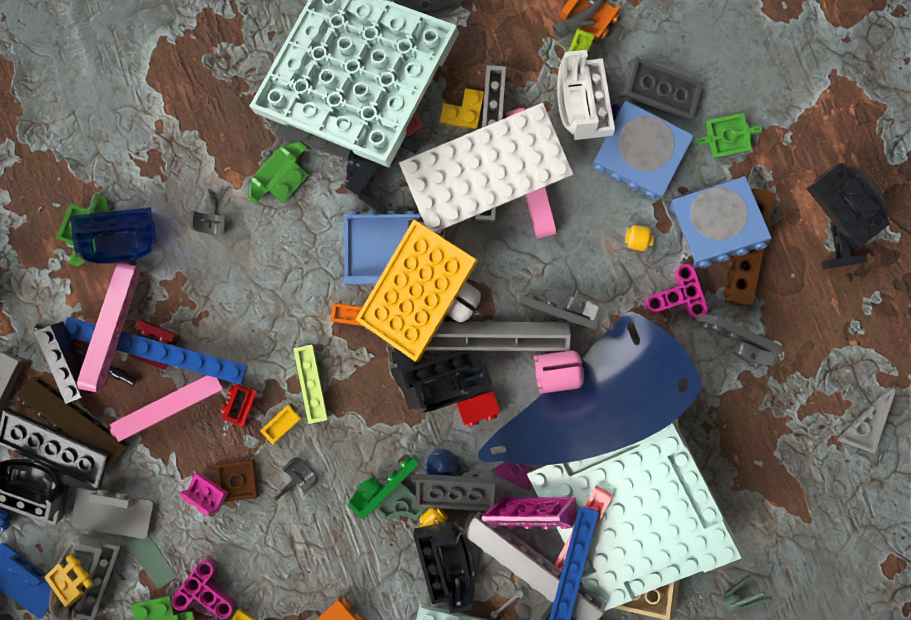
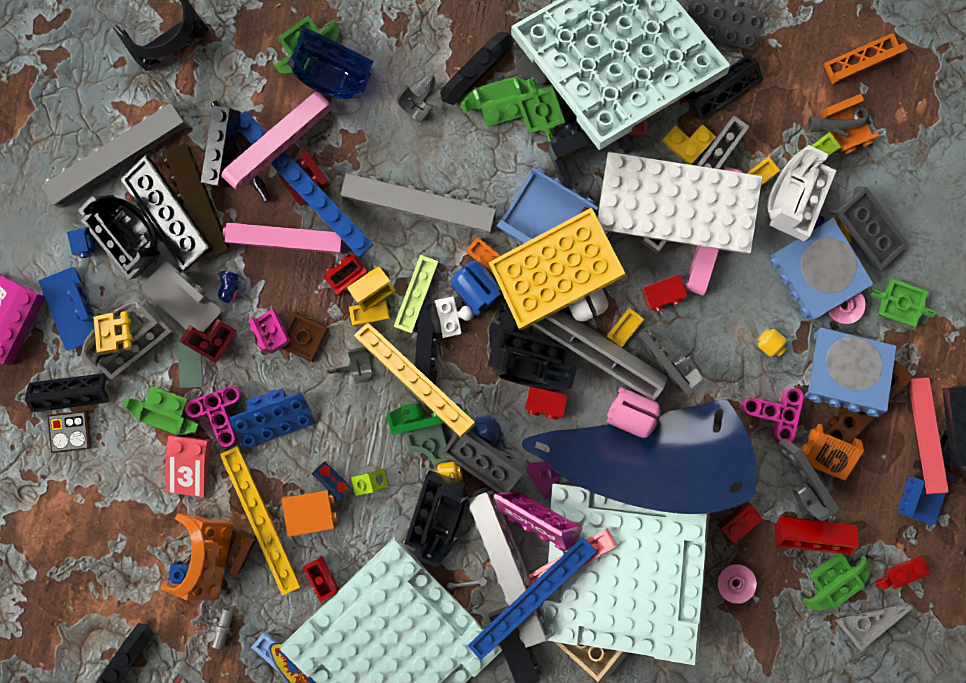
camera: 30 degrees right, 0 degrees up
(147, 478) = (229, 288): none -> clear blue animal
(158, 539) = (210, 344): none -> dark red brick
(243, 158) = (476, 68): none -> black brick
(251, 566) = (271, 417): none -> blue bracket
(264, 305) = (418, 203): none -> light grey brick
(269, 404) = (371, 288): none -> yellow brick
(319, 160) = (541, 109): none -> bright green plate
(337, 588) = (331, 480): none -> dark blue tile
(352, 385) = (450, 316): none -> white plate
(354, 460) = (415, 380): none -> yellow plate
(357, 346) = (476, 286): none -> blue cylinder
(360, 450) = (427, 325): none -> black brick
(368, 571) = (367, 482): none -> lime bracket
(467, 27) = (737, 73): none -> black fence
(506, 302) = (625, 327): none -> yellow tile
(521, 252) = (664, 292): none -> red piece
(542, 94) = (766, 169): none -> yellow tile
(646, 107) = (844, 230): none -> yellow bar
(691, 169) = (854, 310): none -> bright pink dish
(706, 408) = (740, 522): none -> red piece
(743, 466) = (746, 583): none -> bright pink dish
(746, 302) = (831, 453): none -> orange panel
(777, 379) = (816, 535): none -> red brick
(819, 236) = (928, 436): none -> coral tile
(819, 407) = (837, 582): none -> bright green plate
(847, 294) = (918, 504): none -> blue bracket
(870, 364) = (904, 573): none -> red plate

